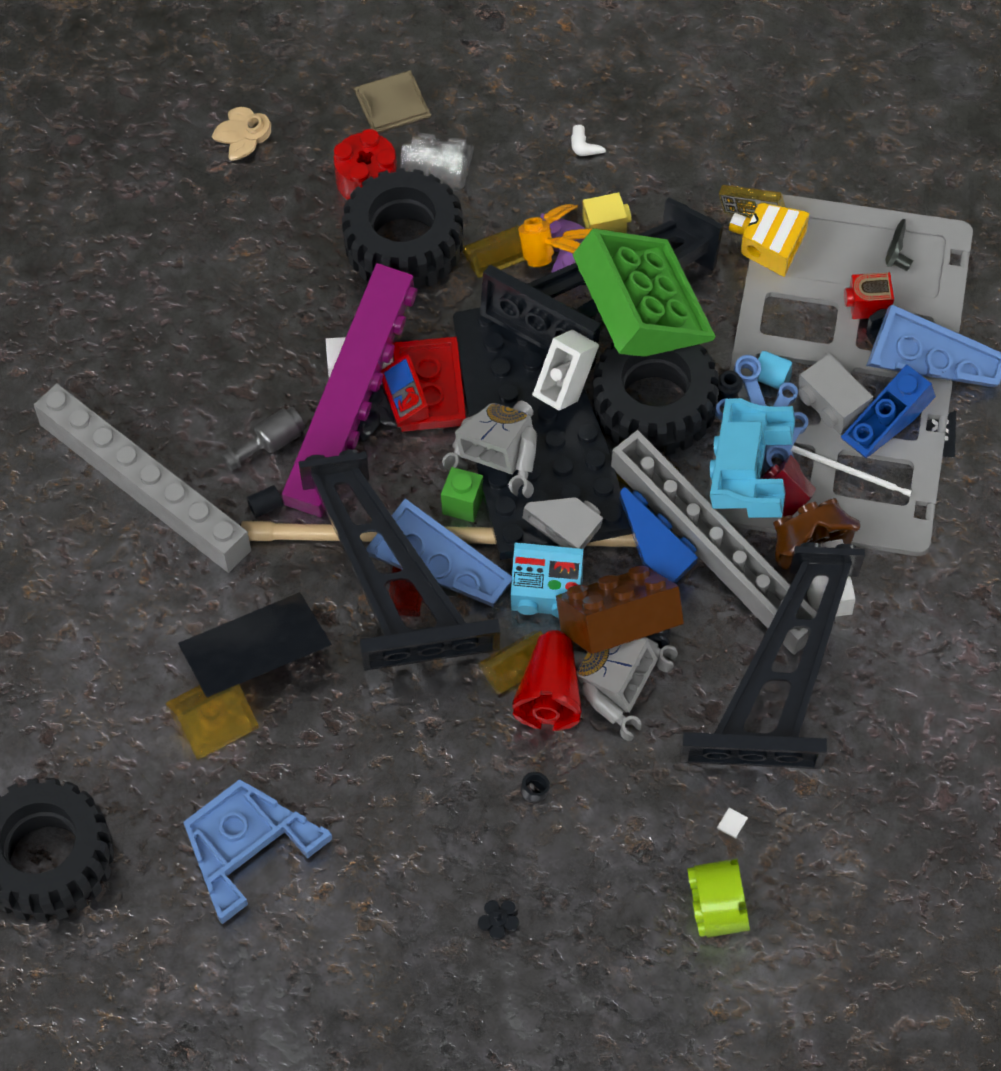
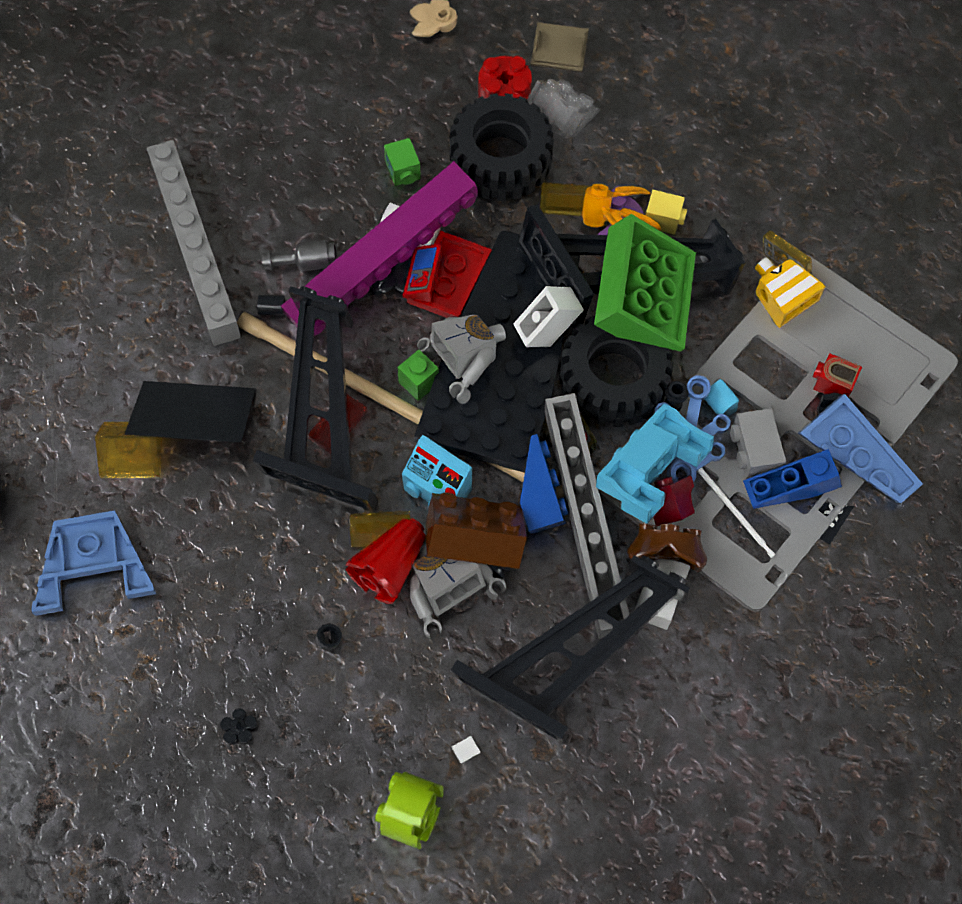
camera: 25 degrees right, 5 degrees up
(308, 294) = (402, 162): none -> bright green brick
(445, 555) = (372, 416): medium blue wing -> none
(565, 520) = (475, 438): light grey slope -> none
(579, 144) = (681, 146): white animal -> none
(893, 254) = (884, 347): pearl dark grey bar -> none

